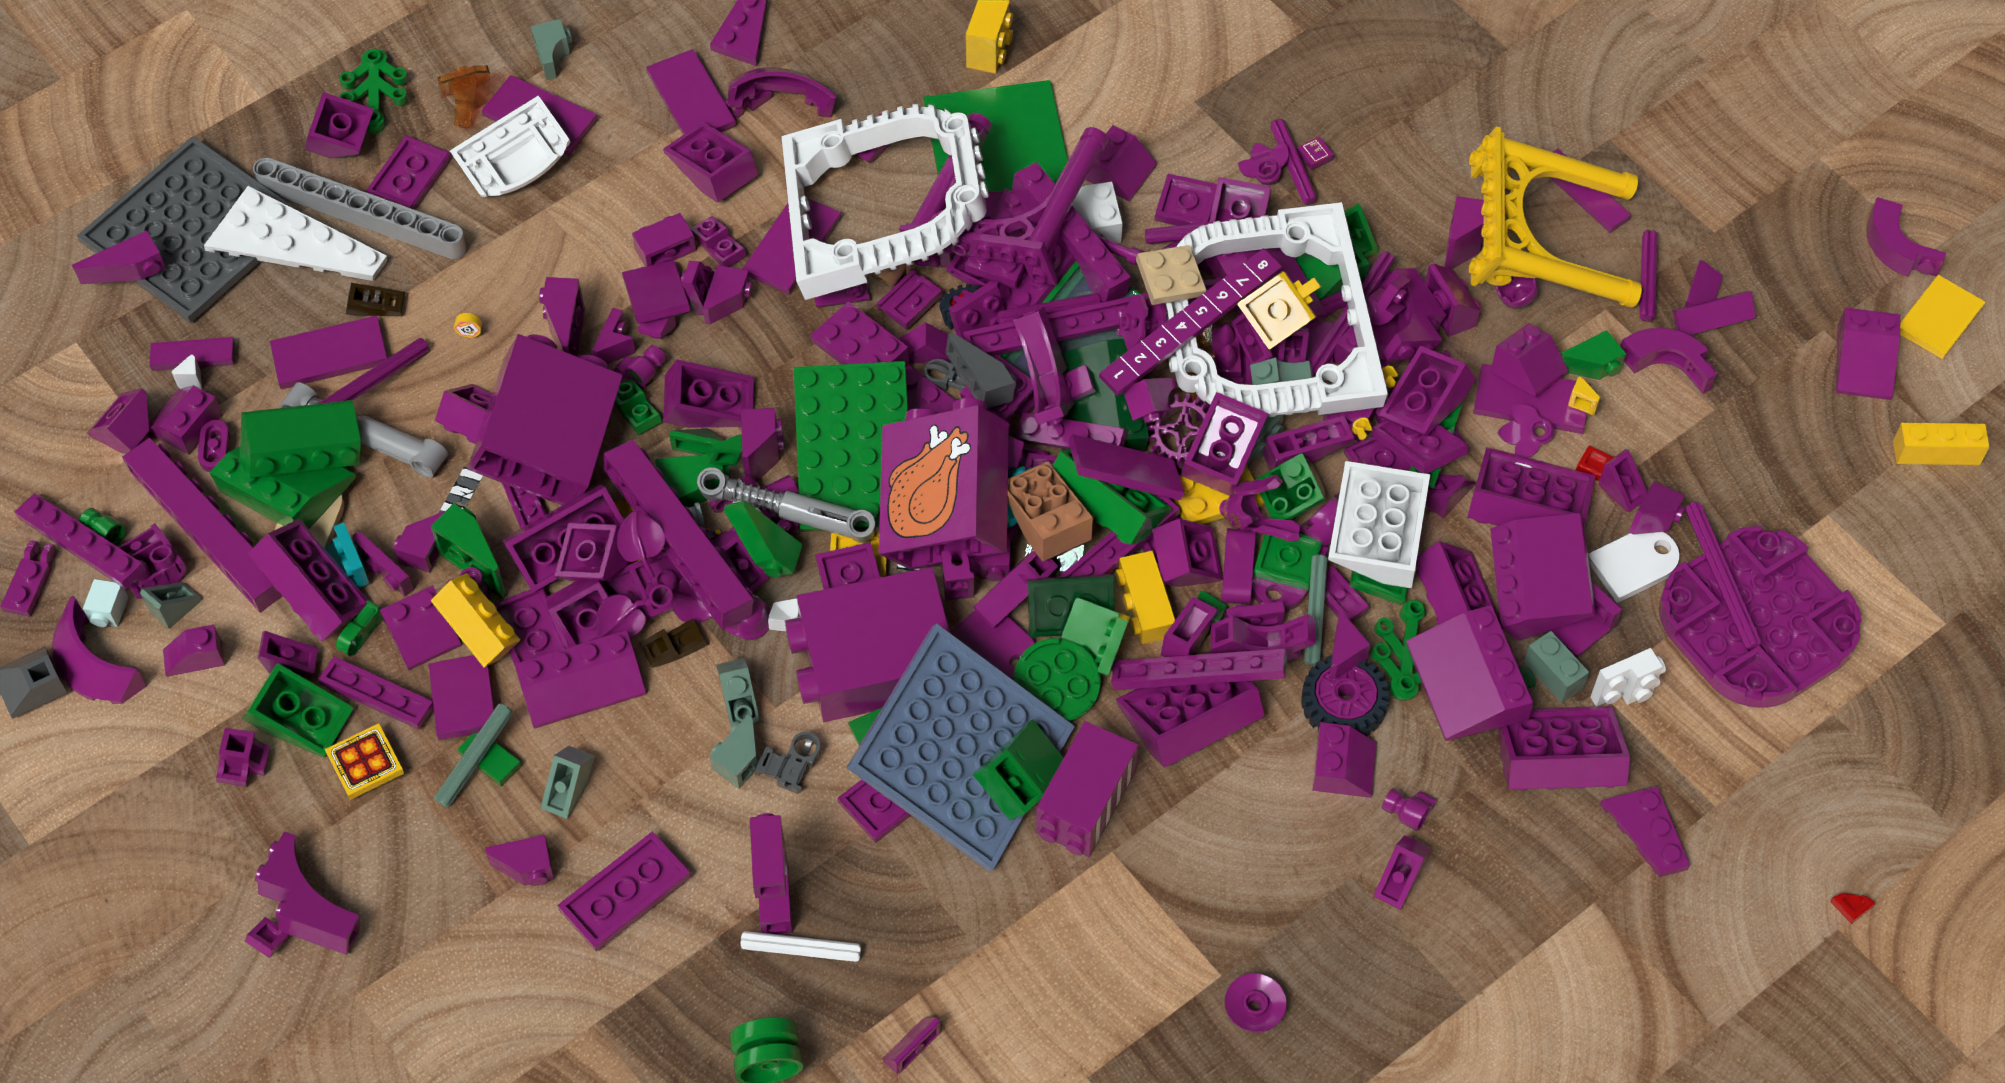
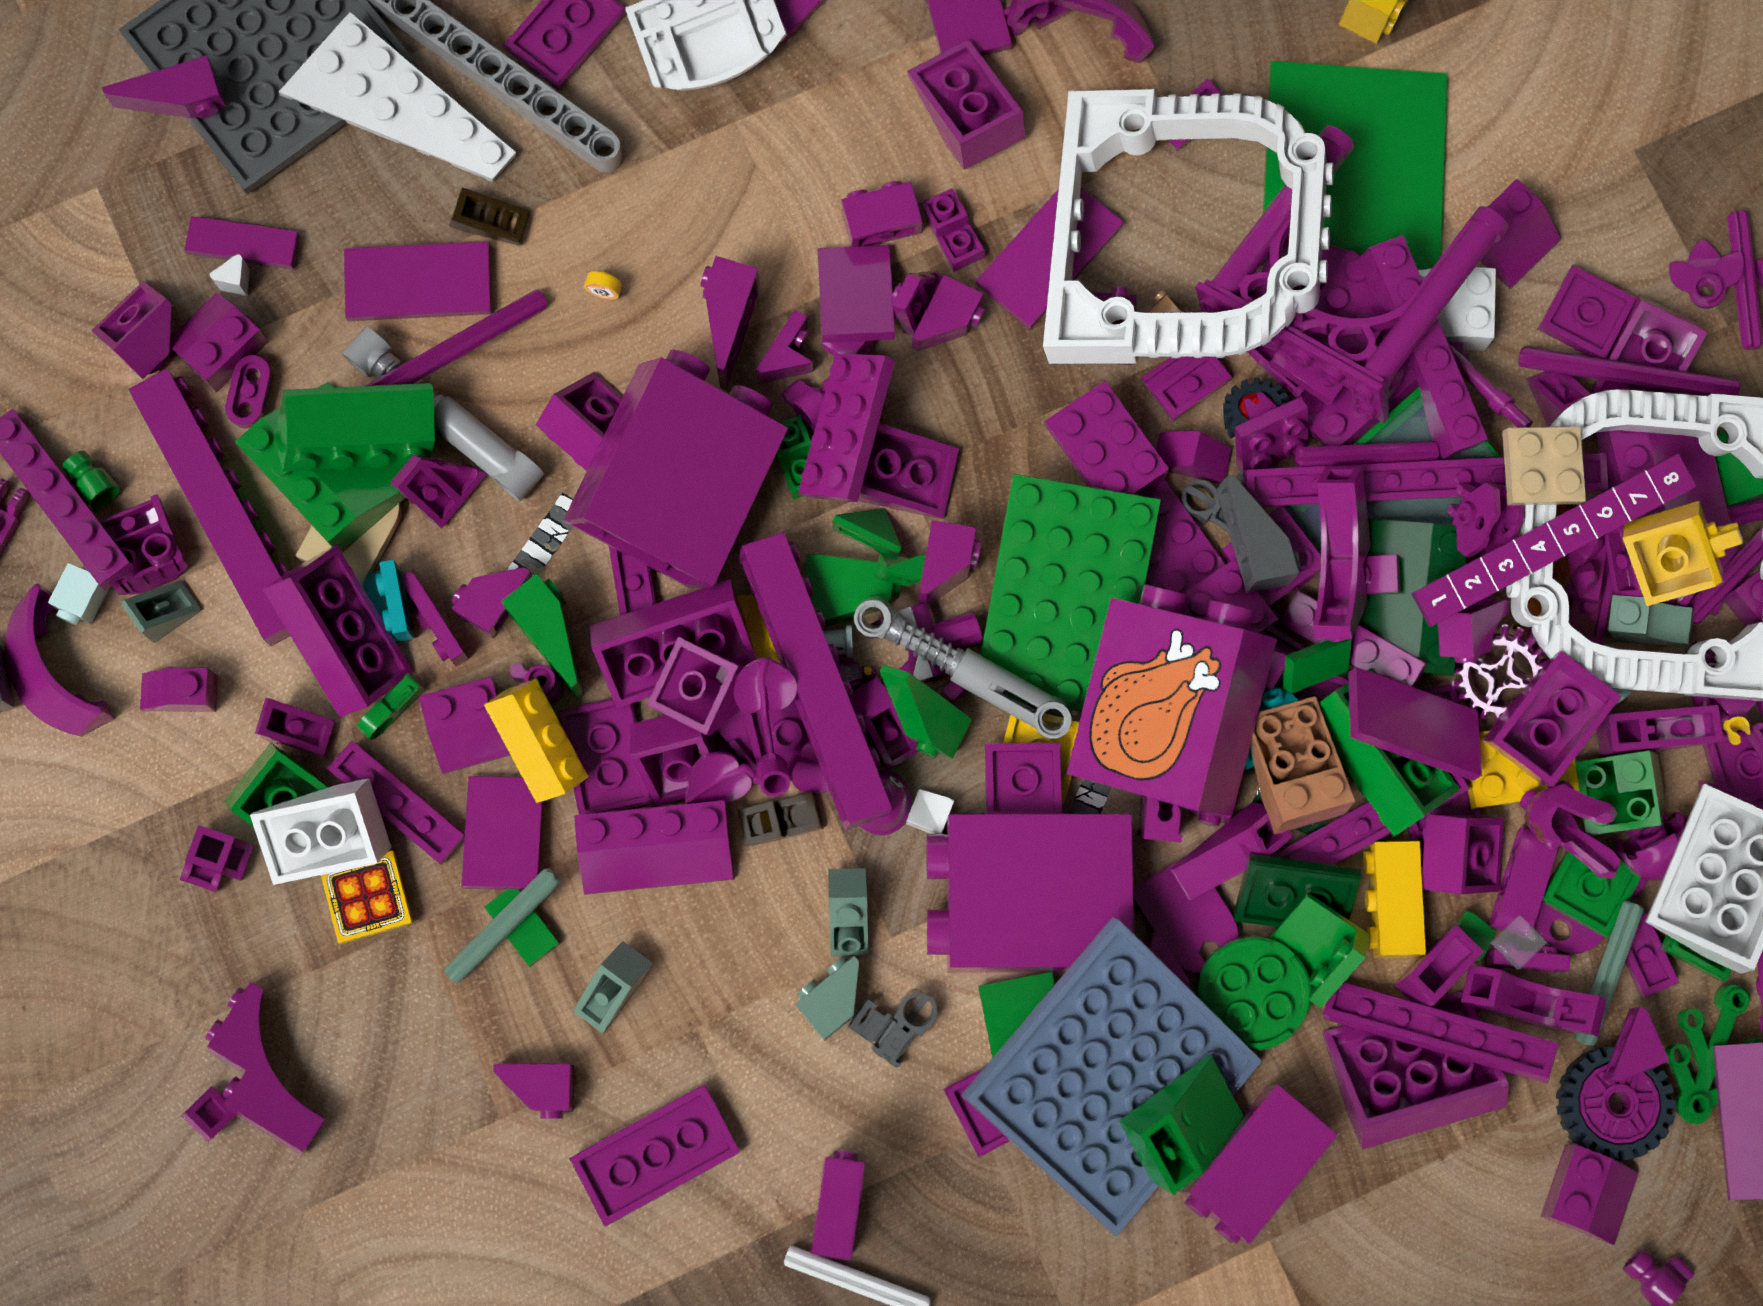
camera: 10 degrees right, 20 degrees up
(320, 717) = (322, 832): none -> white slope
(367, 474) = (436, 486): none -> magenta wing
(665, 369) = (846, 427): none -> magenta plate
(1044, 445) = (1316, 664): none -> green tile
(1242, 599) = (1518, 942): none -> clear tile

